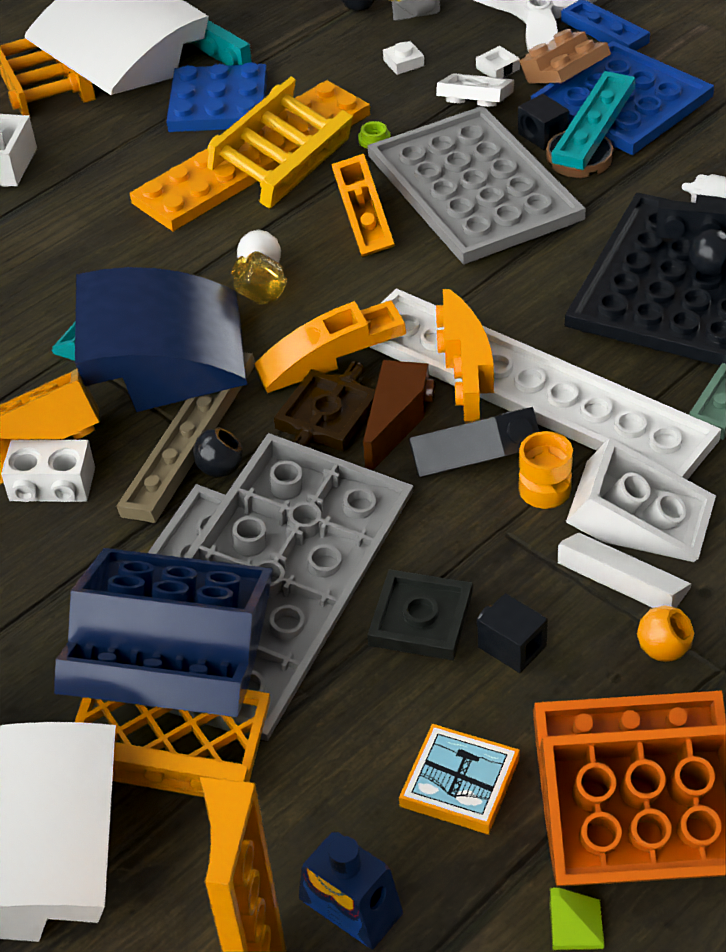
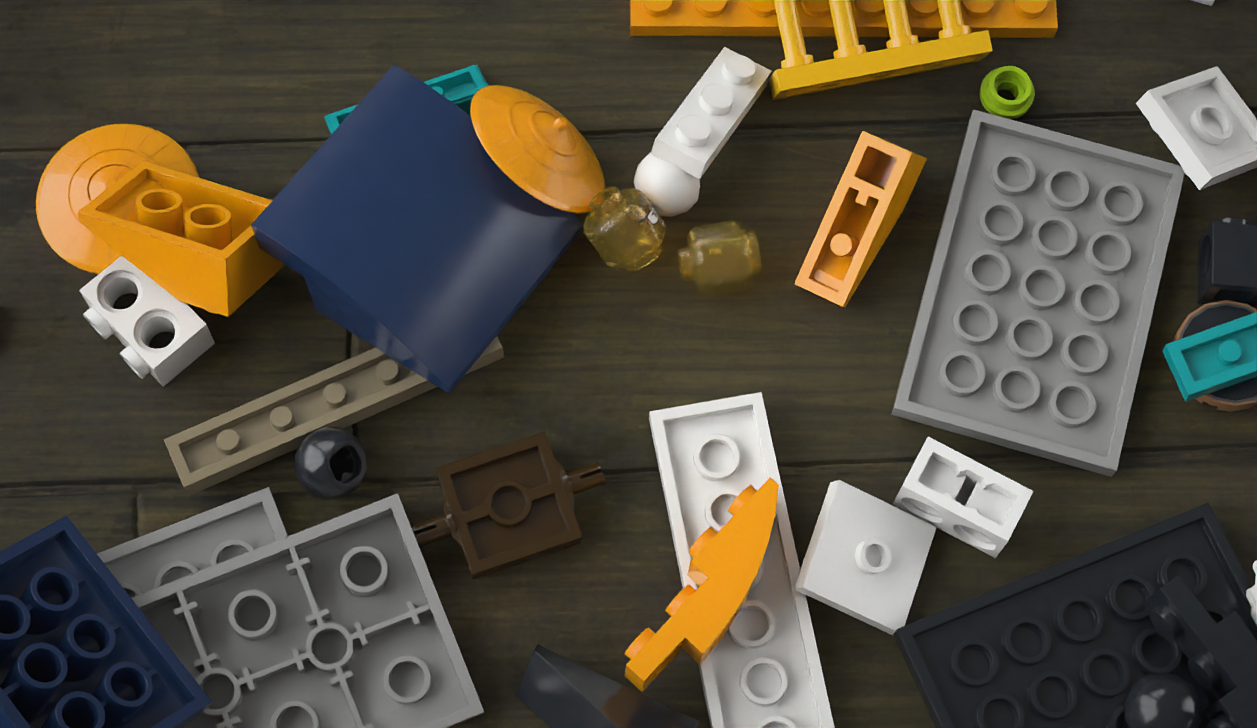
camera: 35 degrees right, 25 degrees up
(187, 263) = (537, 147): none -> light orange hat
(249, 214) = (711, 112): none -> white plate
(317, 261) = (720, 258): none -> clear yellow head
(325, 339) = (595, 415): light orange slope -> none
(396, 407) = (582, 577): reddish brown slope -> none
(517, 308) = (865, 557): none -> white plate
(533, 256) = (963, 497): none -> white brick

